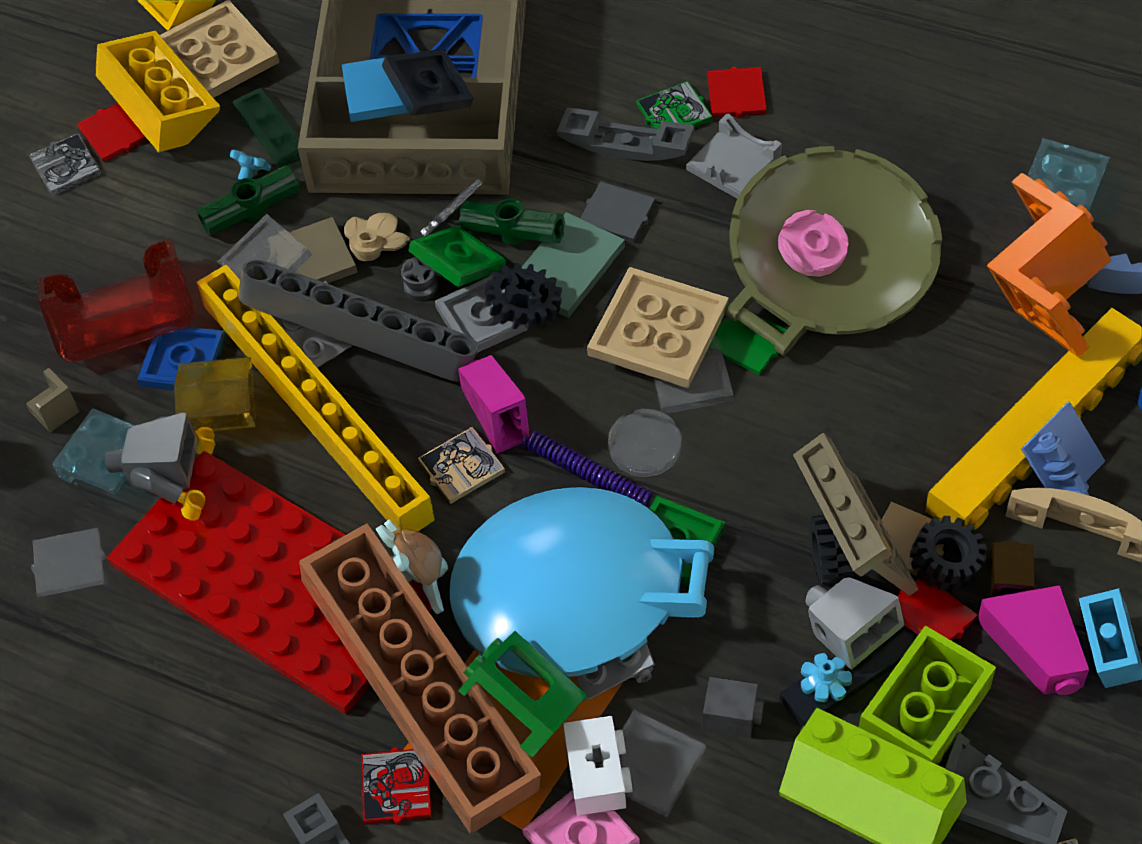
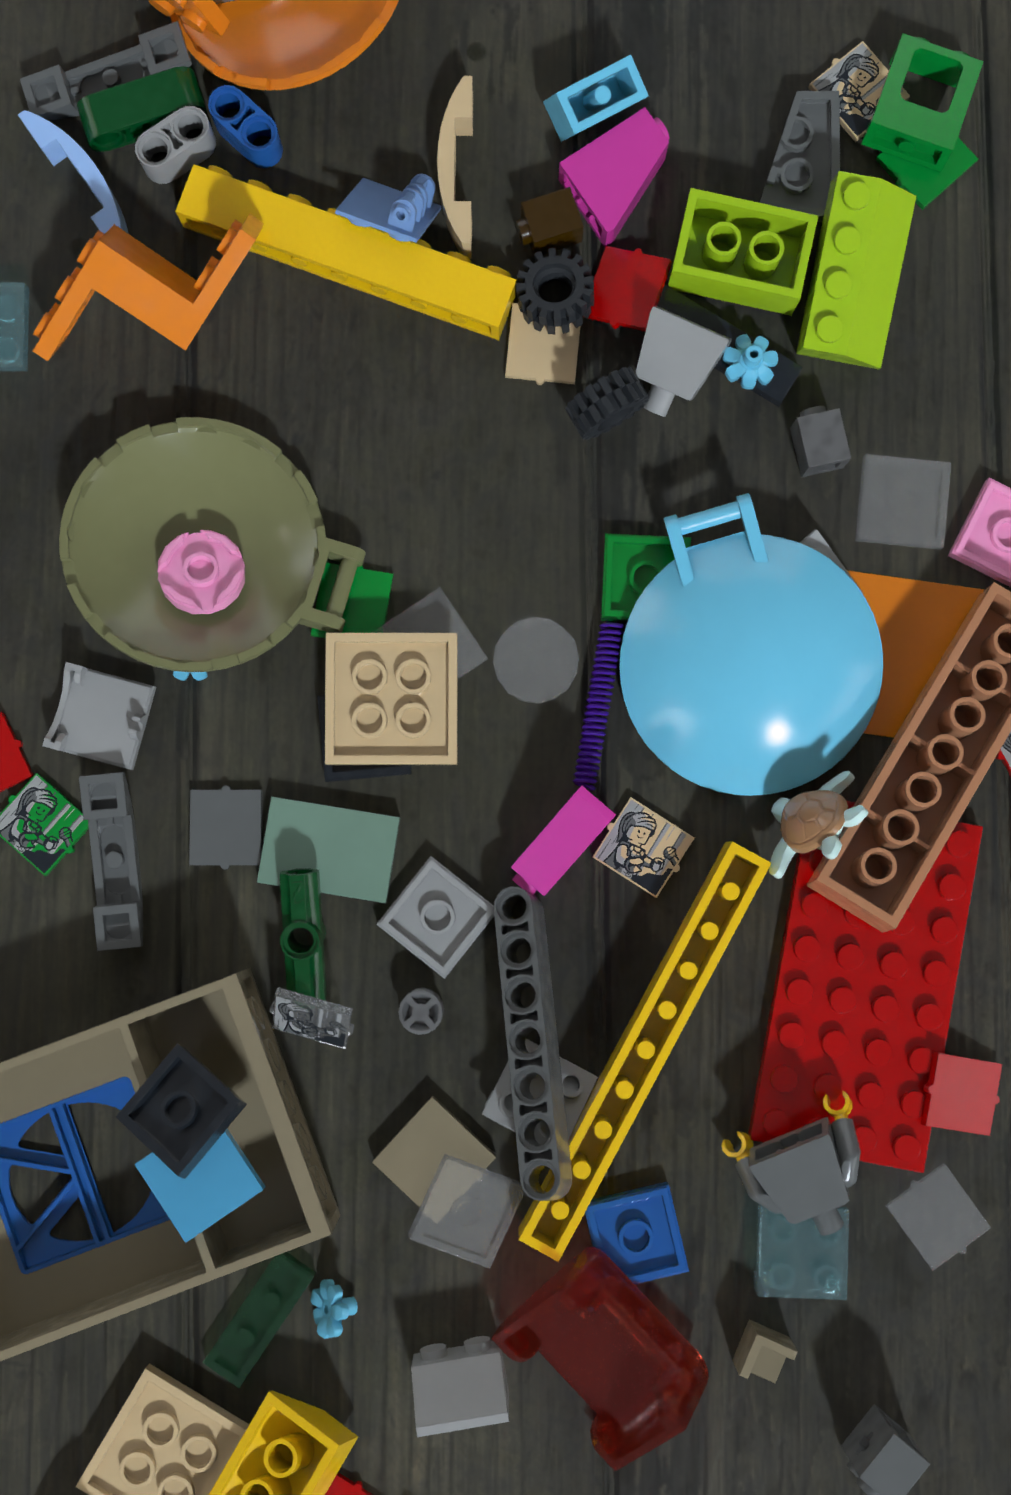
camera: 115 degrees left, 30 degrees up
(147, 607) = (961, 1094): none -> red piece
(150, 206) = (459, 1386): none -> light grey slope
(216, 393) = (681, 1164): clear yellow slope -> none
(248, 200) = (413, 1296): dark green piece -> none
(373, 236) = (369, 1098): tan plate -> none
(457, 255) = (378, 978): green tile -> none
(523, 296) = (421, 856): black gear -> none
(540, 715) = (924, 595): green window -> none
(593, 787) = (973, 531): white brick -> none
(851, 514) = (575, 383): dark tan fence -> none

